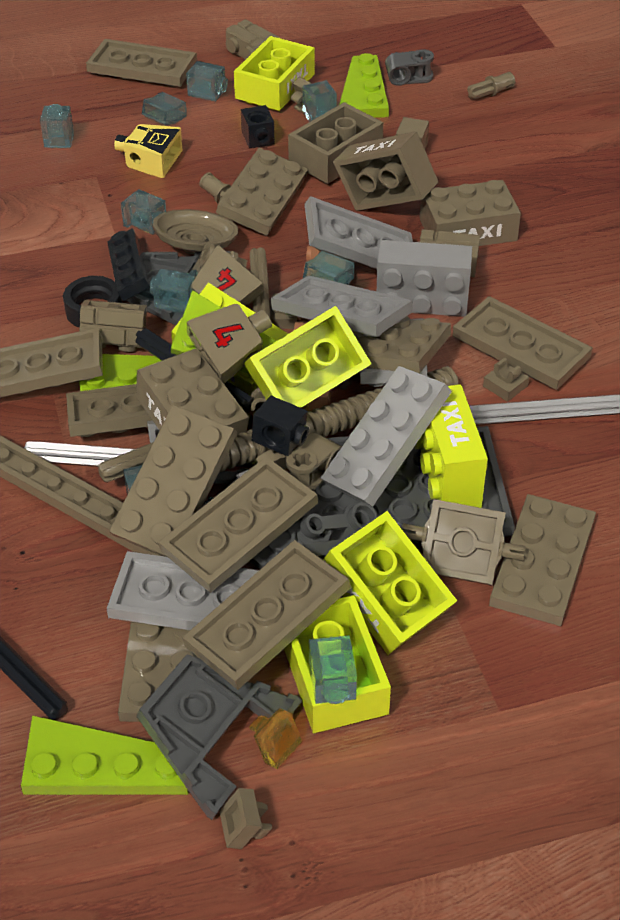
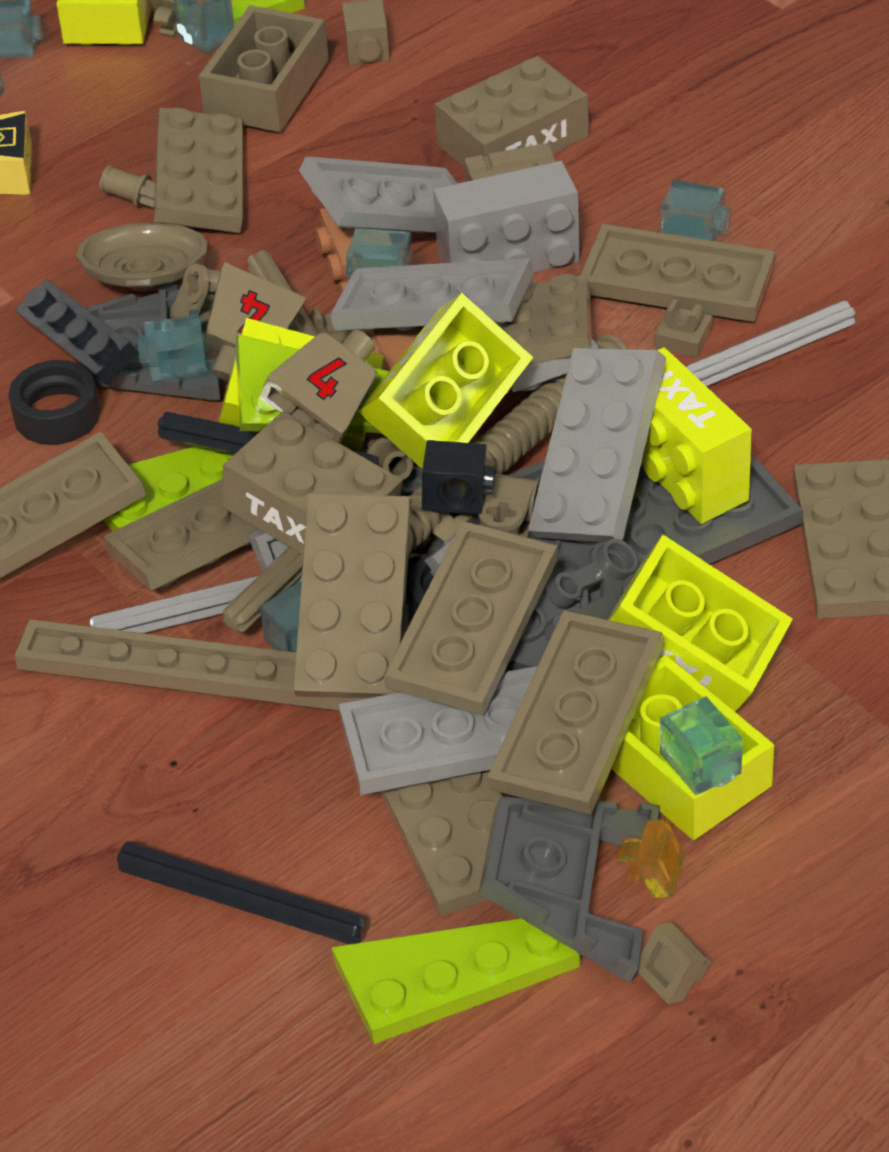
camera: 20 degrees left, 0 degrees up
(116, 322) = (122, 413): dark tan brick -> none
(141, 210) = (45, 251): clear light blue brick -> none
(257, 126) = (130, 77): black brick -> none
(386, 171) = (375, 90): dark tan brick -> none
(464, 541) = (760, 543): dark tan plate -> none
(553, 306) = (694, 211): none -> clear light blue brick

